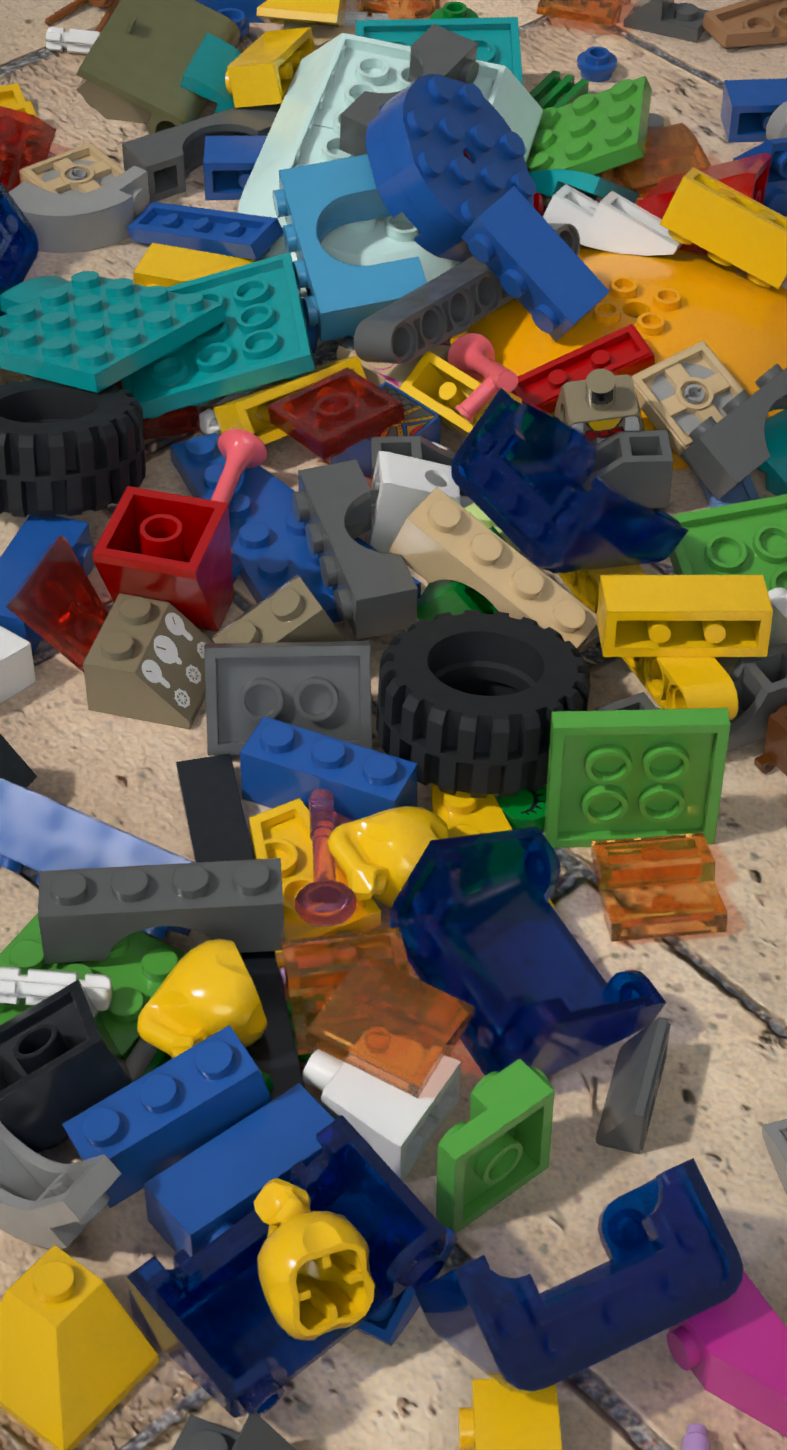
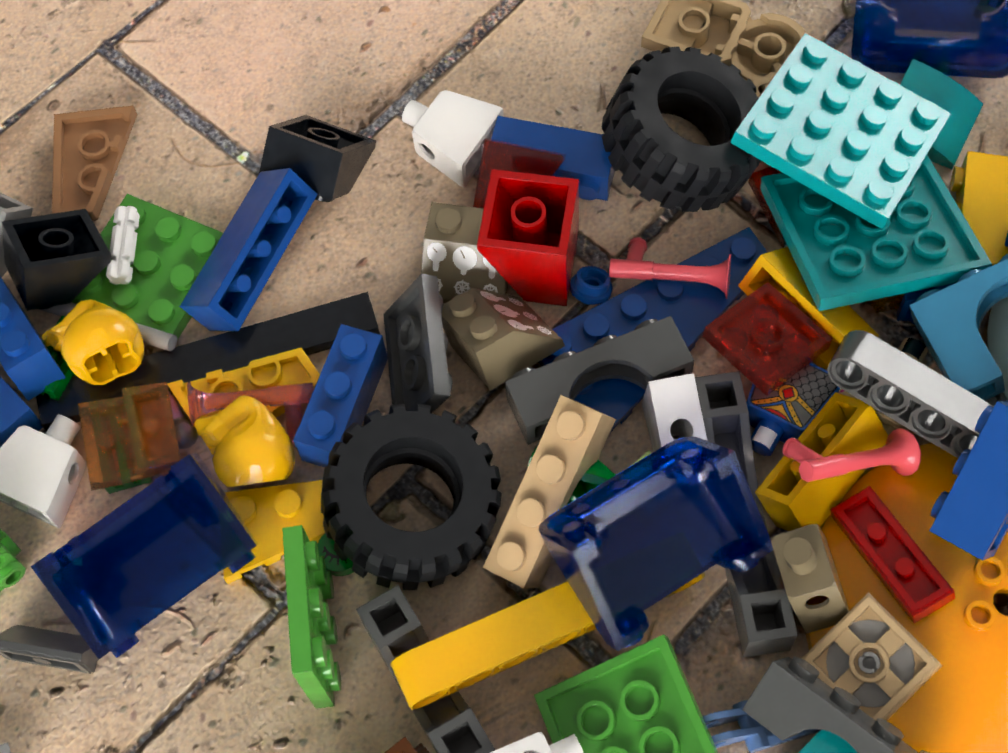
camera: 90 degrees right, 20 degrees up
(94, 908) = (178, 324): dark grey arch -> none
(390, 1025) = (71, 460): clear orange slope -> none
(658, 887) = (250, 662): clear orange slope -> none
(684, 616) = (490, 647): yellow brick -> none

